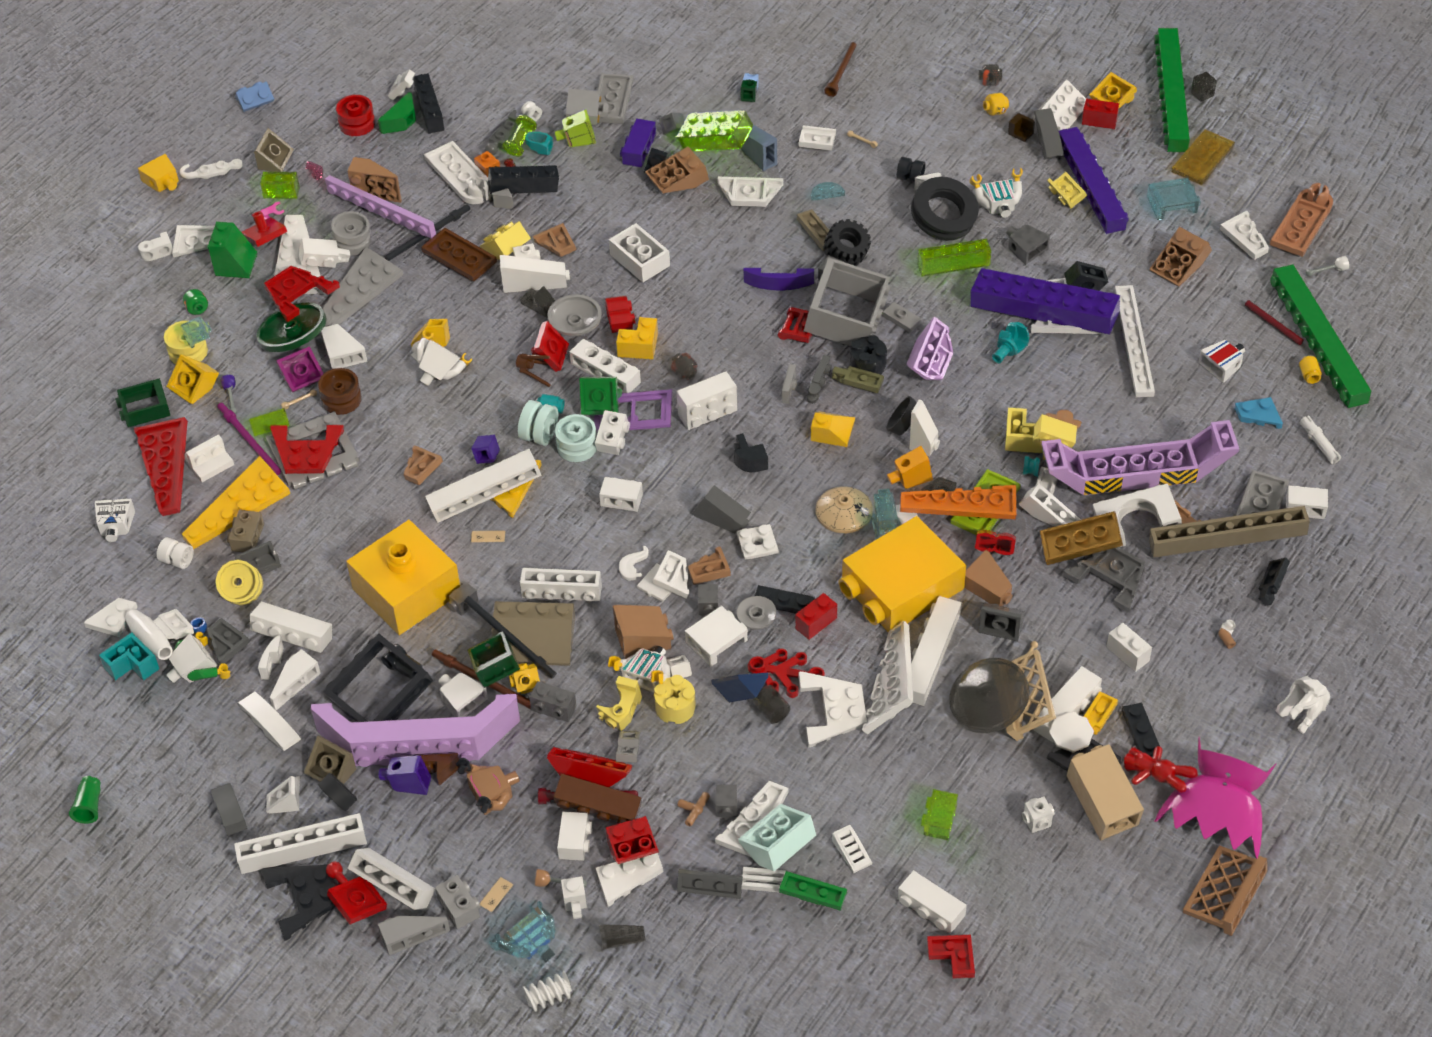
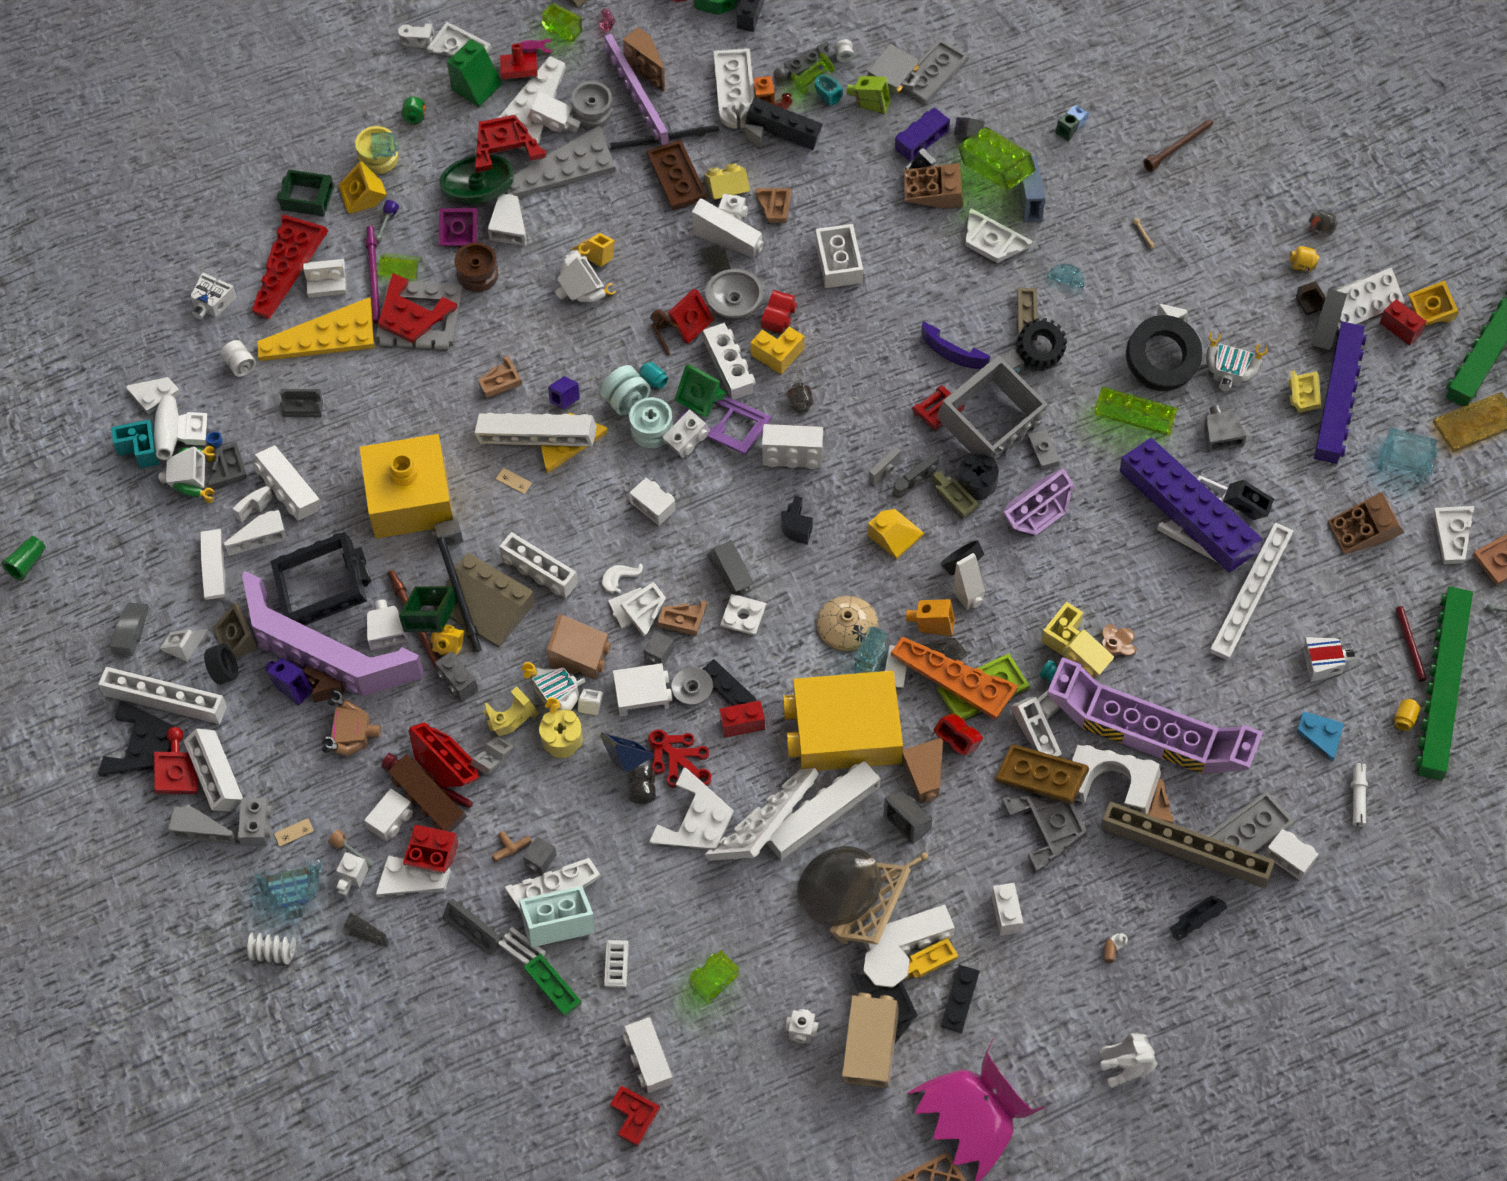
camera: 30 degrees right, 10 degrees up
(229, 577) = (268, 417): light yellow wheel -> none
(245, 531) = (310, 367): dark tan brick -> none
(286, 404) = (426, 255): tan hinge -> none
(817, 137) = (1098, 211): white plate -> none
(910, 169) = (1163, 292): black wheel -> none
(1011, 341) = (1127, 531): teal piece -> none
(1160, 769) = (941, 1046): red animal -> none

